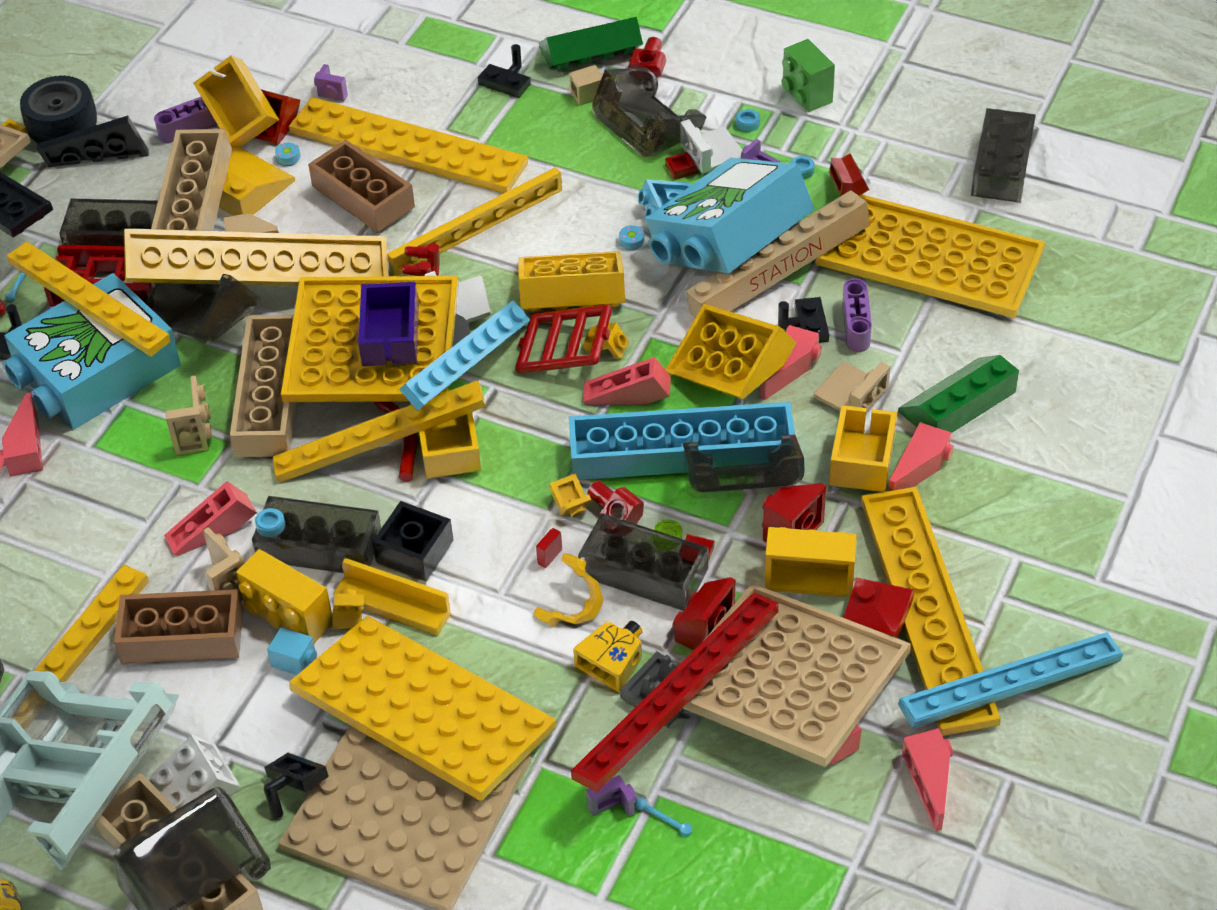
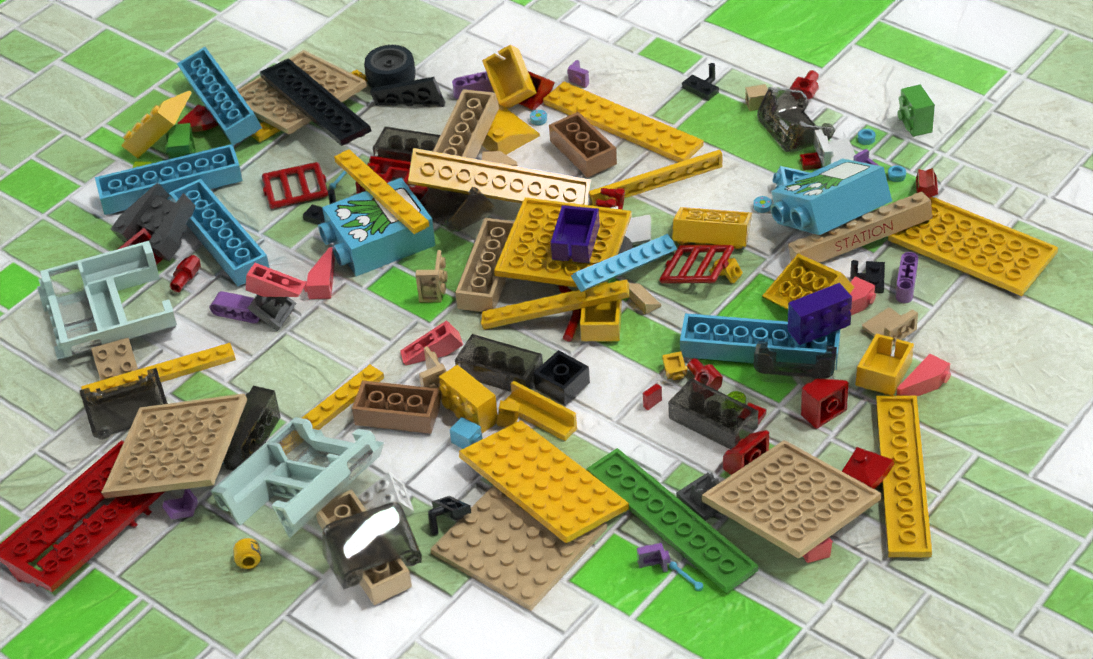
camera: 15 degrees right, 5 degrees down
(270, 522) = (468, 350): medium azure tile -> none
(501, 402) = (642, 298): none -> tan slope
(590, 712) = (674, 521): none -> bright green plate
(591, 43) = (767, 69): green slope -> none
(591, 605) = (672, 438): yellow helmet -> none
(610, 653) = (676, 468): yellow torso -> none
(631, 385) = (736, 301): coral slope -> none
(673, 692) = (710, 494): red plate -> none
(761, 390) = (819, 313): none -> dark purple piece
(810, 561) = (826, 431): yellow piece -> none
(928, 762) = (874, 574): coral slope -> none
(963, 394) = (969, 341): green slope -> none
(1003, 155) = (1045, 184): clear smoke brick -> none
(1009, 679) = (946, 528): medium azure tile -> none

